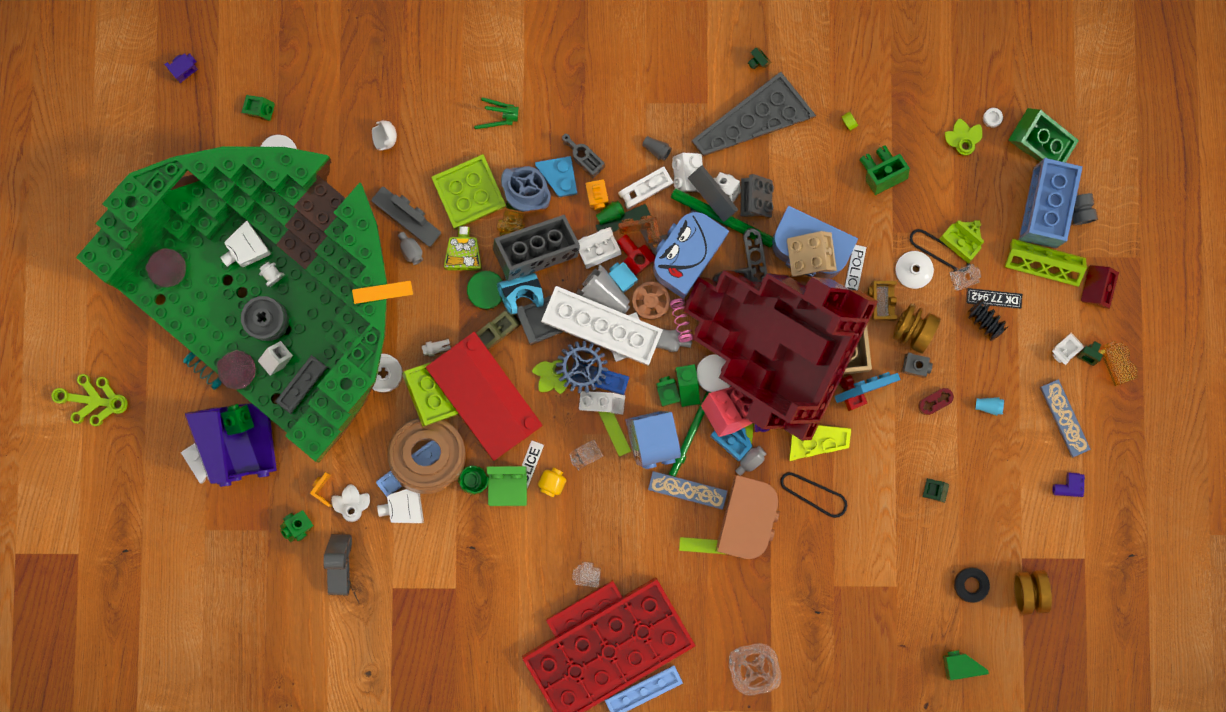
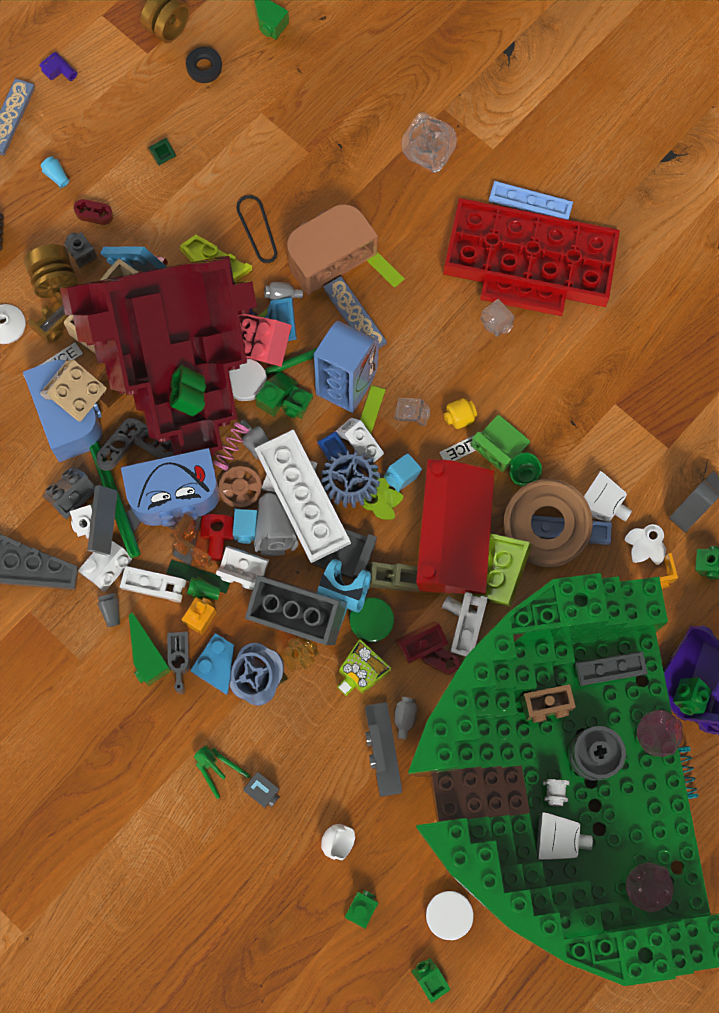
camera: 140 degrees left, 10 degrees down
(275, 358) = (616, 708): white brick -> none
(320, 322) = (548, 702): none -> medium nougat brick
(335, 111) = (362, 908): none -> green bracket
(382, 292) = (477, 651): light orange sticker -> none
(419, 339) = (468, 624): none -> white plate
(422, 308) = (439, 665): none -> dark red beam
(441, 303) = (422, 641): none -> dark red panel
(457, 124) = (262, 791): none -> dark grey brick
(468, 191) = (308, 720): lime plate -> none
(552, 403) = (402, 472): none -> medium azure brick
(604, 139) = (146, 657): none -> green slope
(739, 323) = (187, 391): none -> green brick

